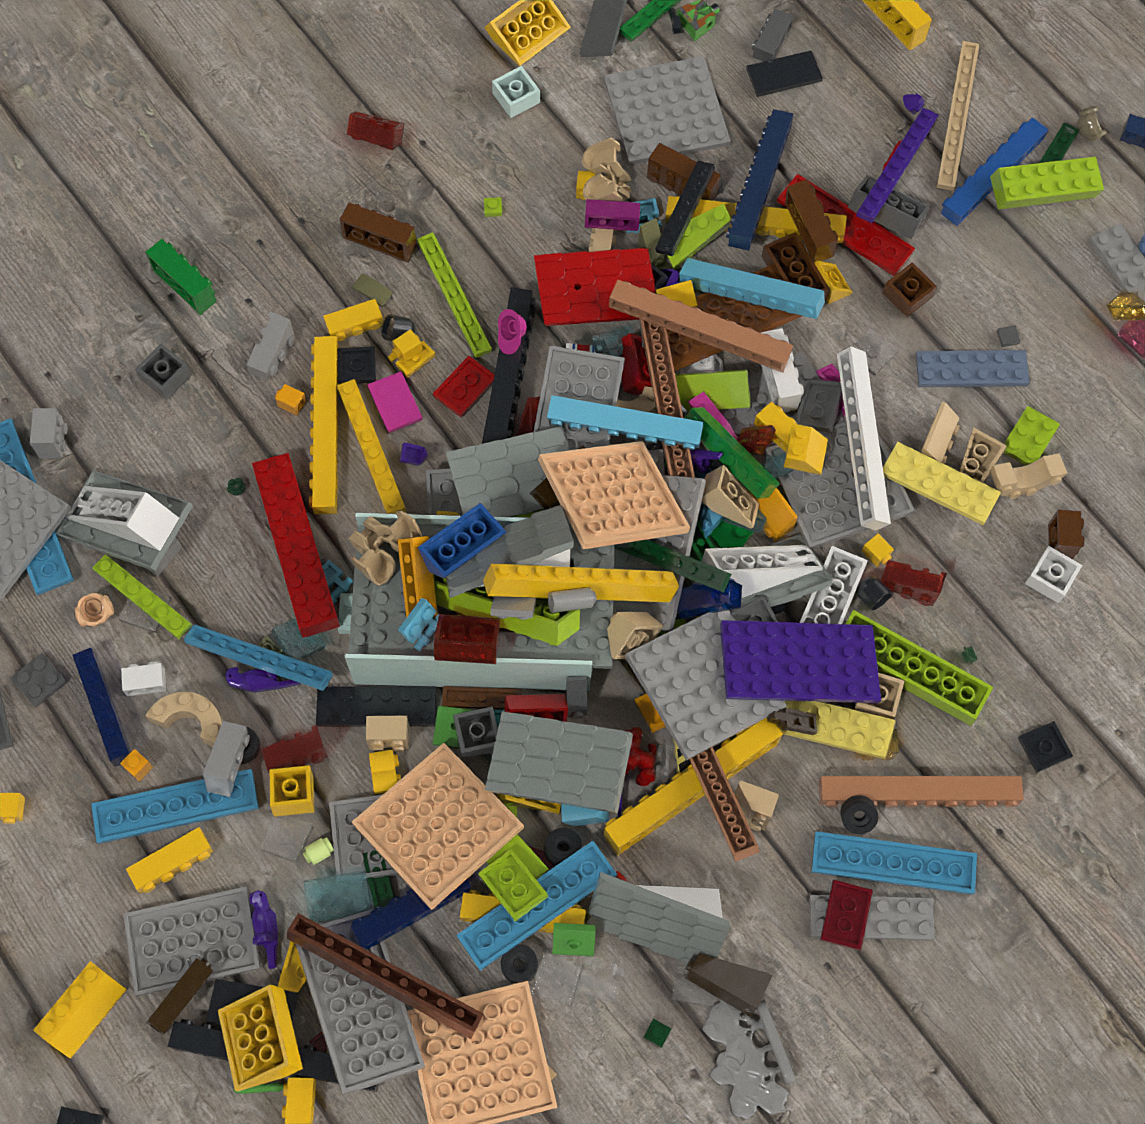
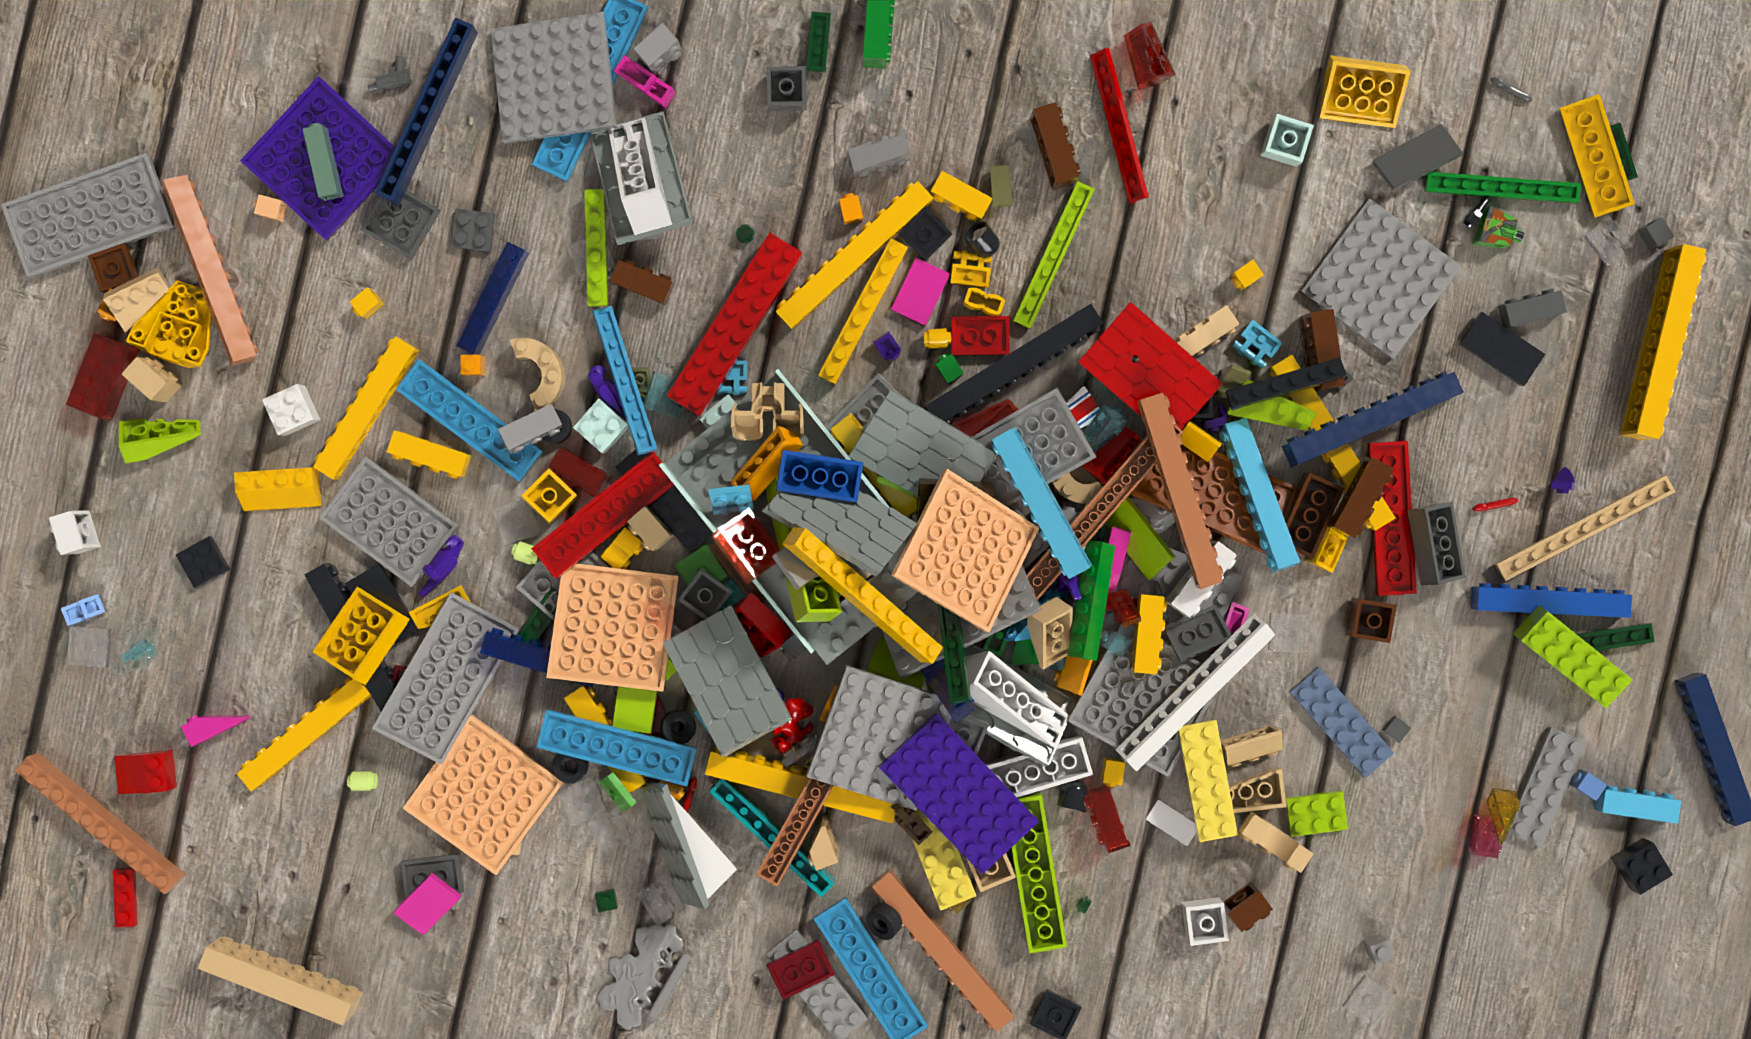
camera: 55 degrees right, 20 degrees up
(30, 941) = (291, 410): none -> white brick
(60, 464) = (645, 81): none -> dark pink slope
(88, 880) = (366, 408): none -> yellow brick
(93, 610) = (555, 221): light nougat hair -> none
(143, 679) = (538, 308): white brick -> none
(152, 326) = (818, 42): none -> dark green plate
(180, 995) = (340, 552): dark brown slope -> none
(198, 586) = (642, 281): none -> reddish brown brick
(275, 706) = (601, 426): none -> light aqua brick
(337, 896) = (506, 596): clear light blue plate -> none
(344, 758) = (603, 516): none -> red plate
(384, 975) = (474, 685): copper brick -> none
(405, 185) = (1119, 125): none -> red plate
(407, 346) = (971, 262): yellow brick -> none
(438, 416) = (937, 338): none -> yellow brick
(444, 362) = (988, 303): none -> yellow brick
(468, 425) = (948, 368): none -> green brick
(493, 207) = (1162, 215): lime plate -> none
(510, 331) = (1047, 341): dark pink piece -> none
(513, 885) = (613, 721): lime plate -> none
(571, 599) = (840, 603): light grey brick -> none
(599, 159) = (1277, 274): tan piece -> none
(612, 215) = (1231, 326): magenta brick -> none
(631, 631) = (869, 654): tan slope -> none
(710, 845) = (767, 830): none -> teal brick
(729, 982) = (680, 927): dark brown slope -> none
(805, 449) = (1141, 659): yellow slope -> none
(897, 165) = (1483, 521): dark purple plate -> none
(955, 542) = (1172, 822): none -> white sticker
(1089, 125) = (1666, 646): dark tan hair -> none

